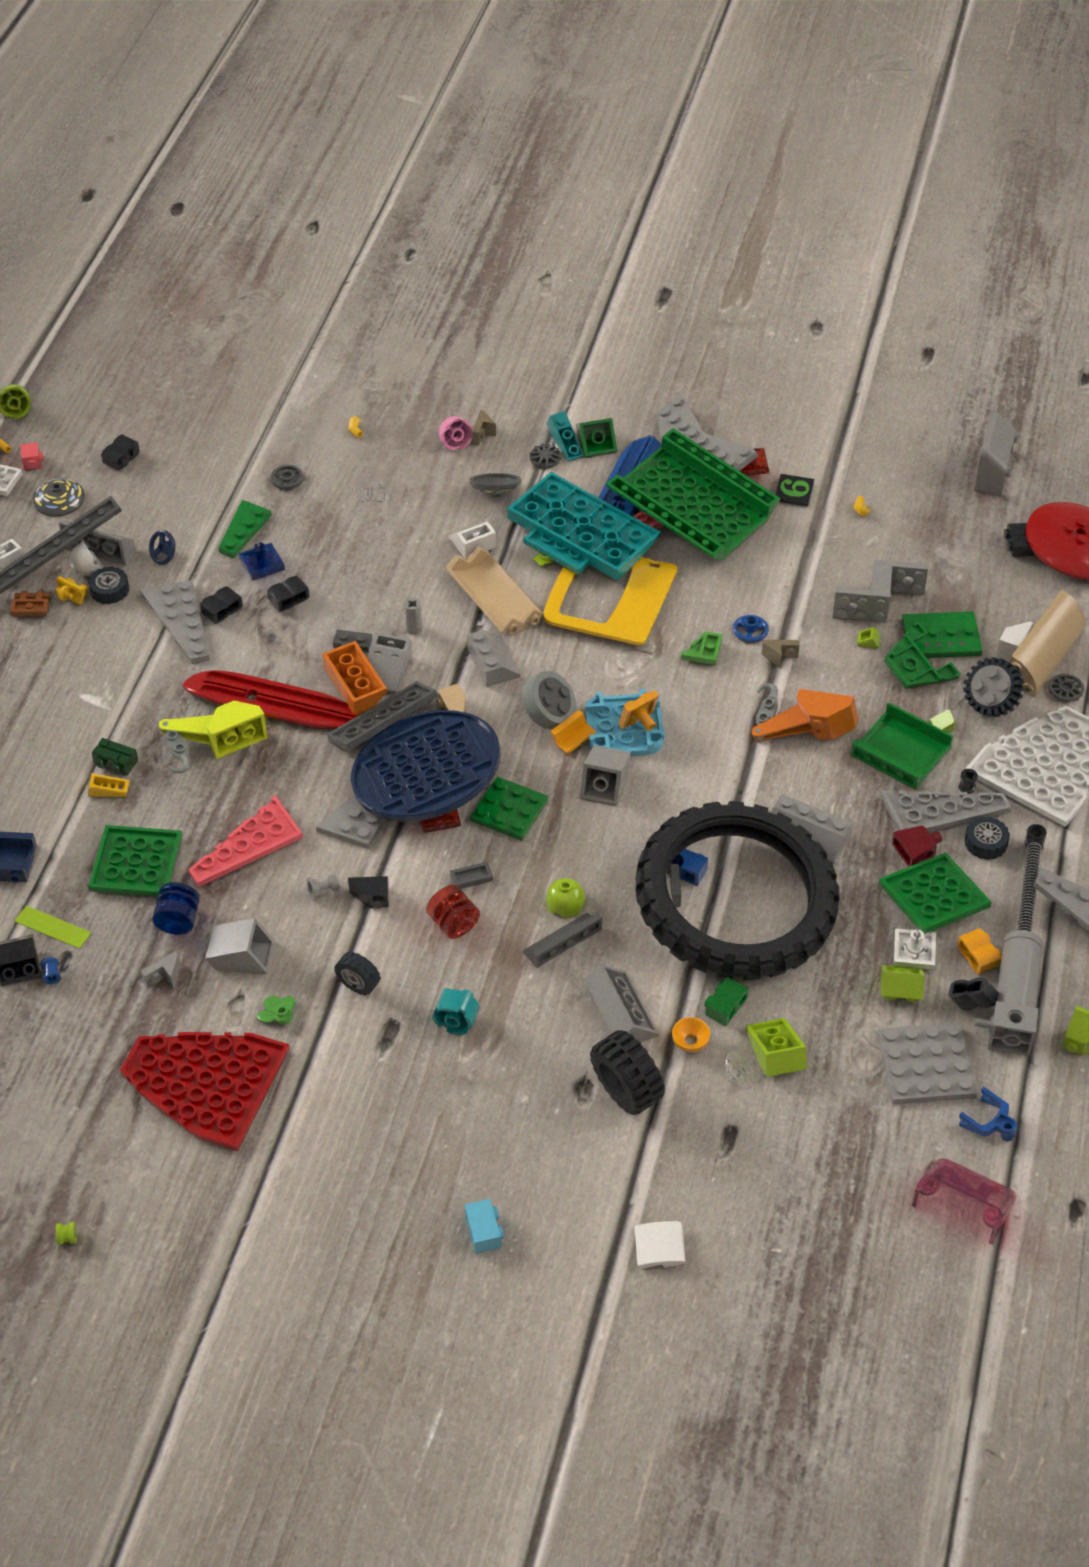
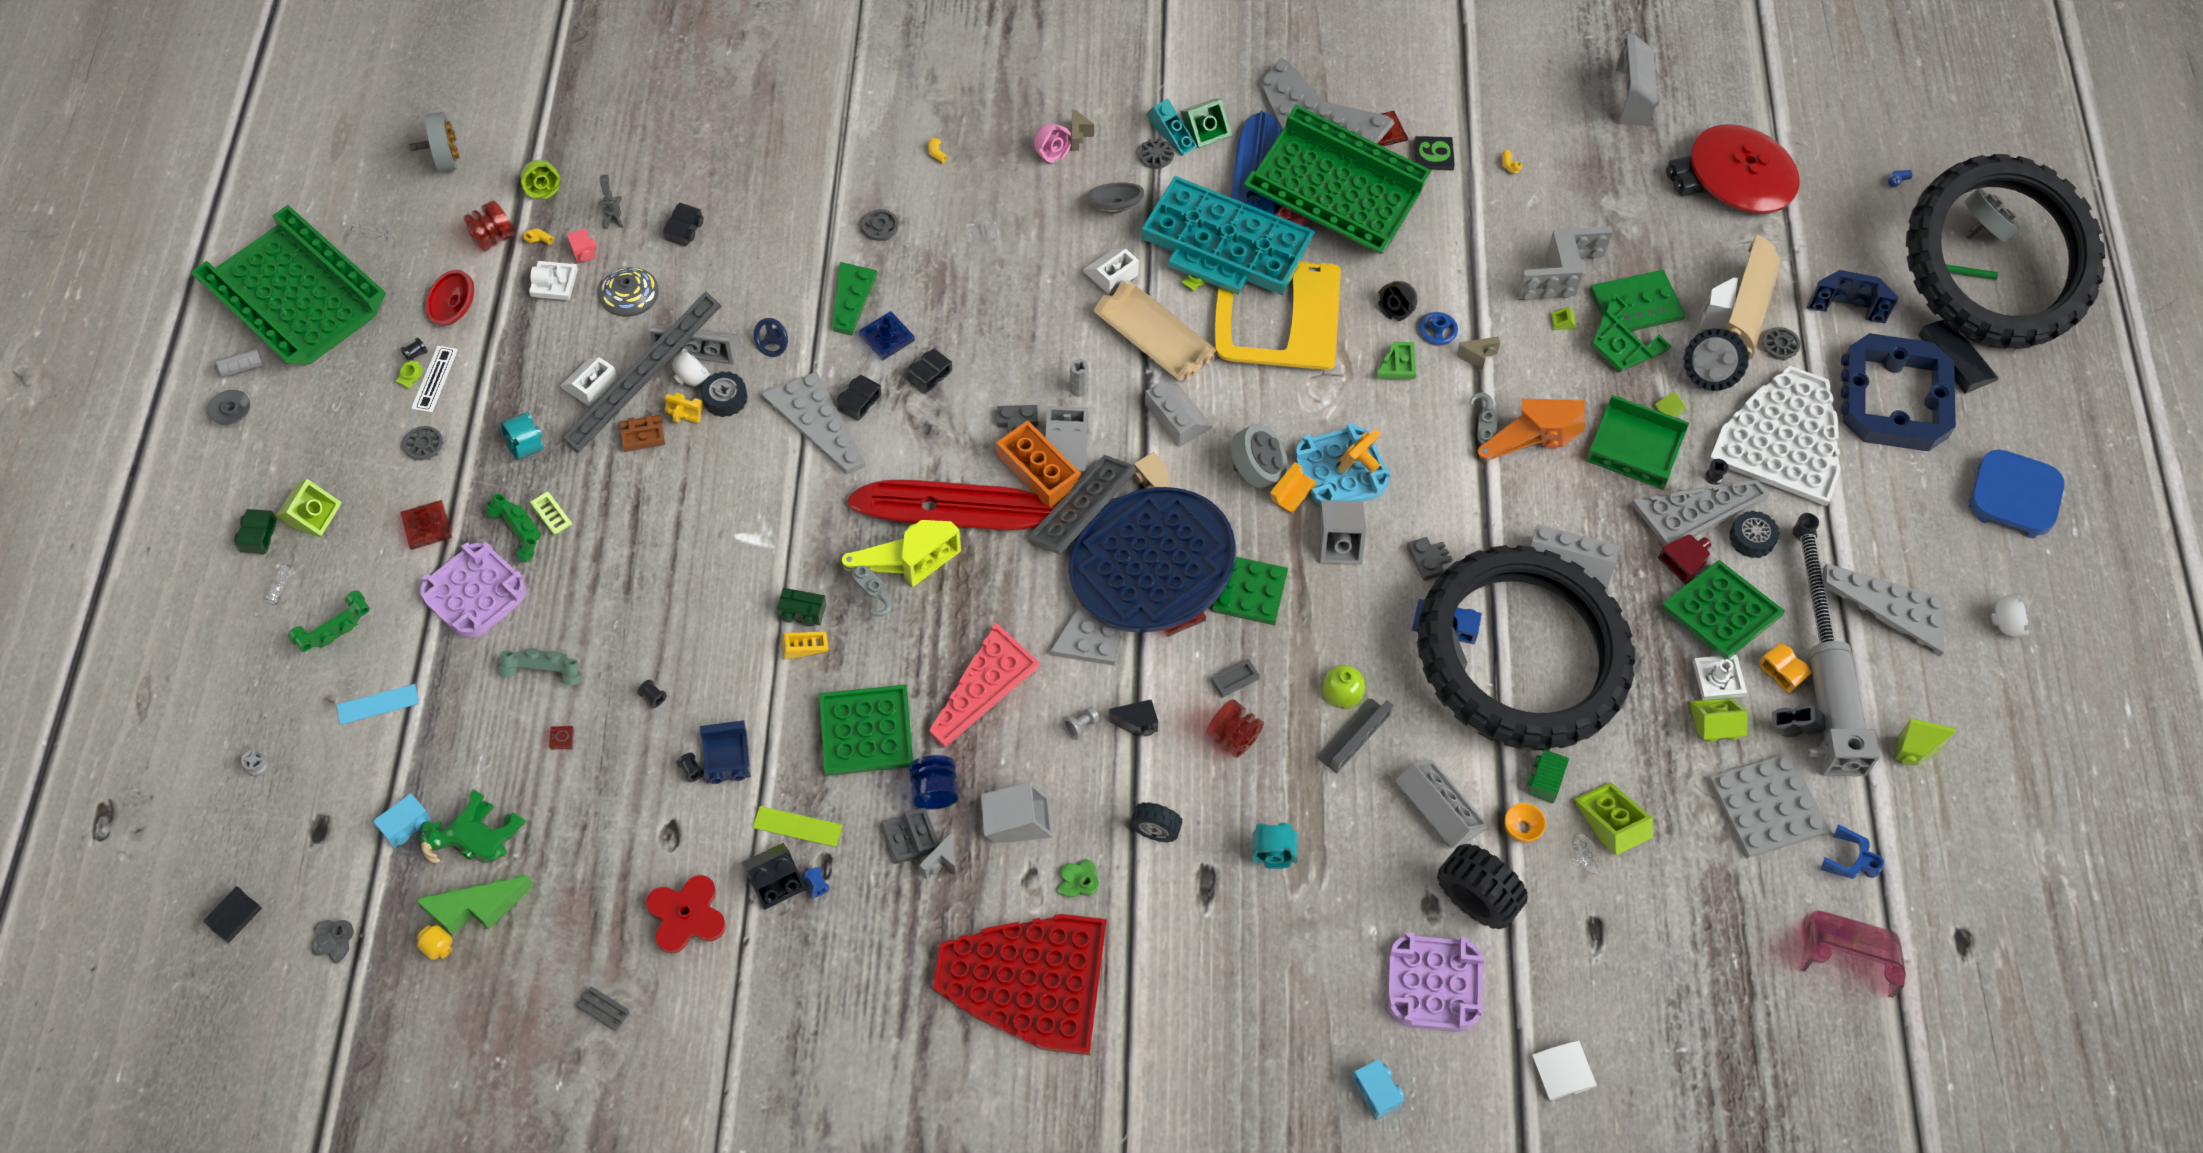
camera: 15 degrees left, 10 degrees up
(66, 434) = (612, 209): none -> dark grey piece
(143, 949) = (909, 835): none -> dark grey slope
(566, 1151) = (1435, 983): none -> lavender tile
(675, 803) = (1429, 557): none -> dark grey hinge
(718, 598) = (1397, 300): none -> black cylinder

